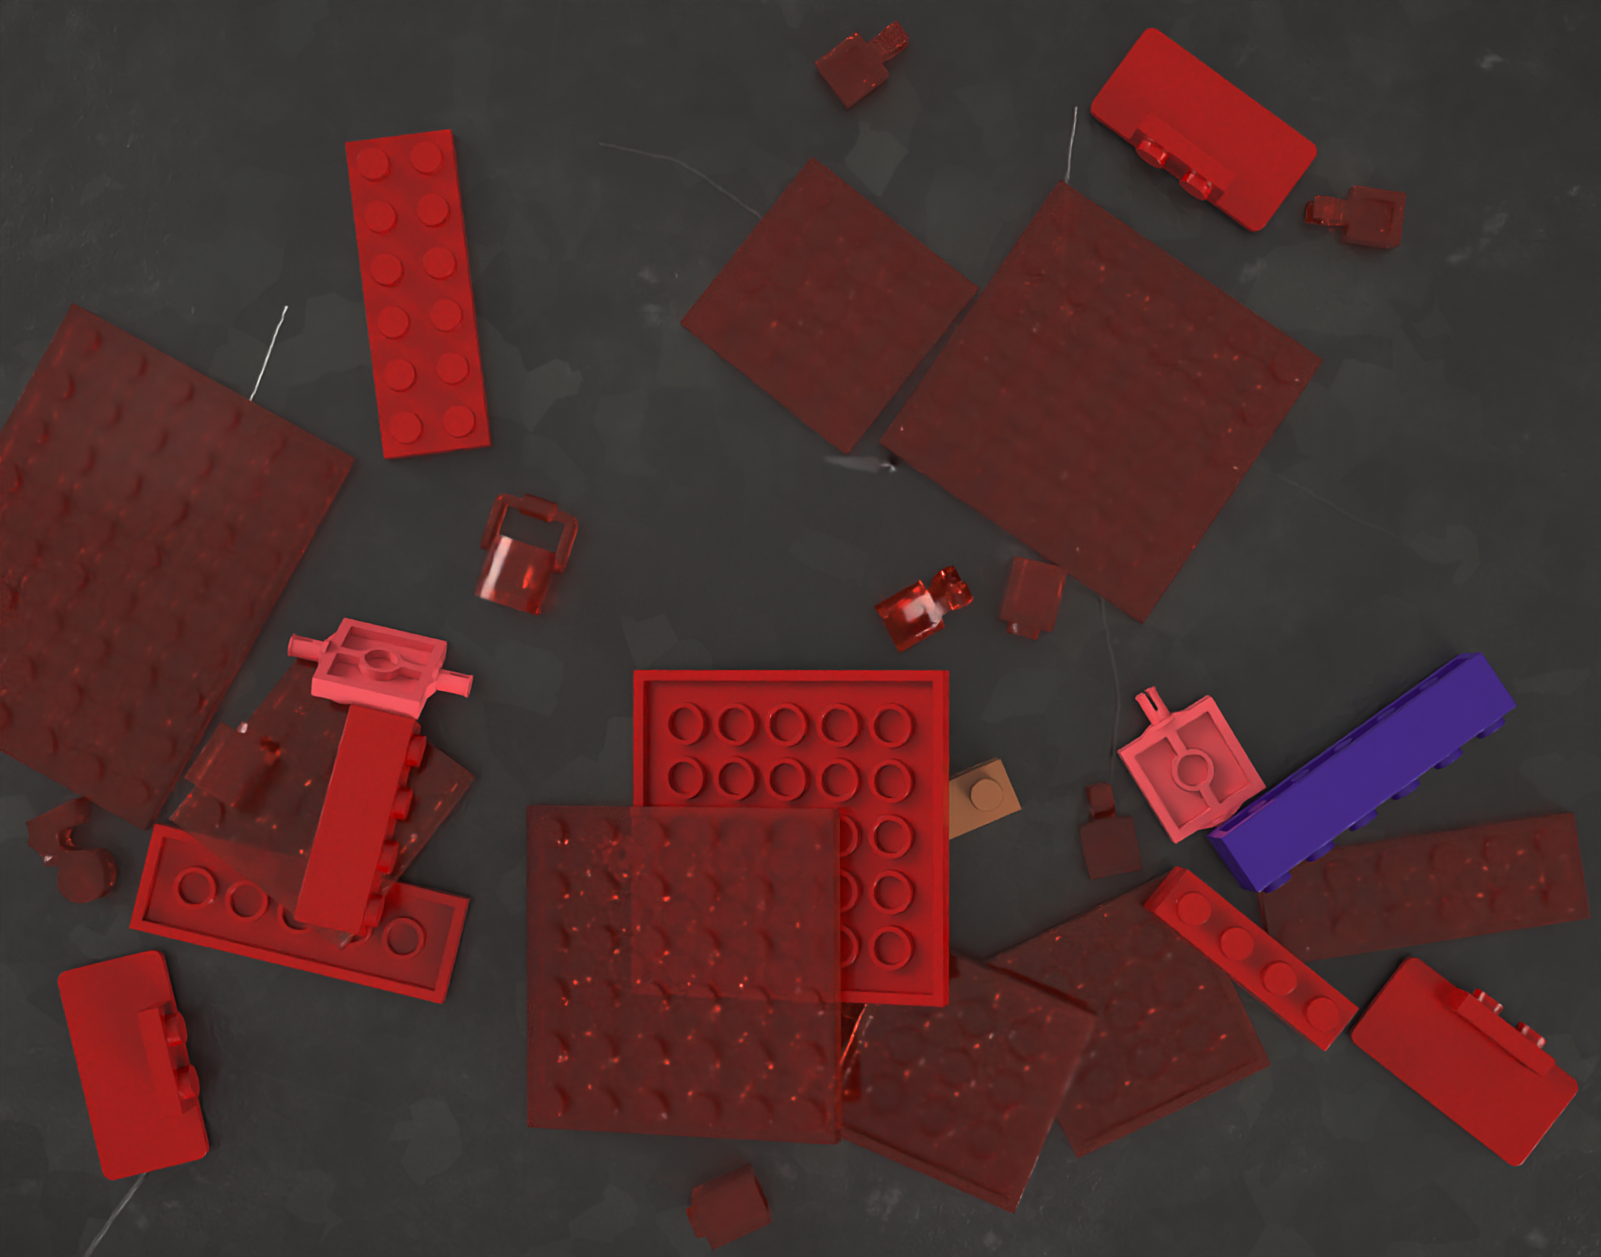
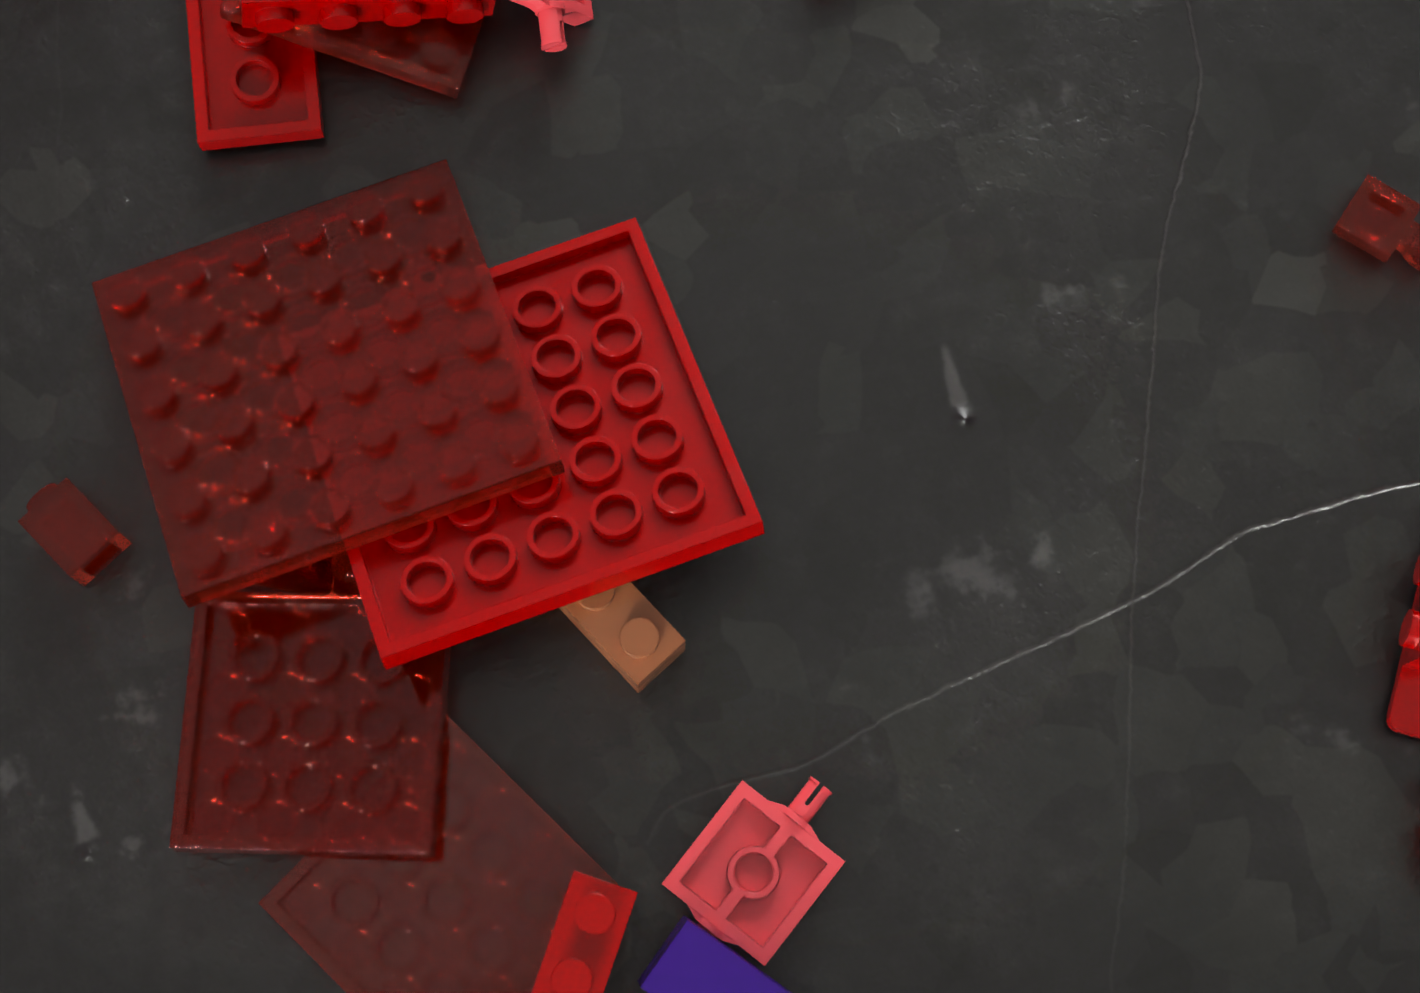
camera: 60 degrees right, 10 degrees down
(517, 571) = (696, 57): clear red piece -> none
(829, 306) = (1112, 289): clear red plate -> none
(918, 610) = (812, 499): clear red plate -> none
(1031, 597) = (880, 618): clear red brick -> none
(1100, 402) = (1128, 623): clear red plate -> none
(1108, 841) = (635, 810): clear red plate -> none

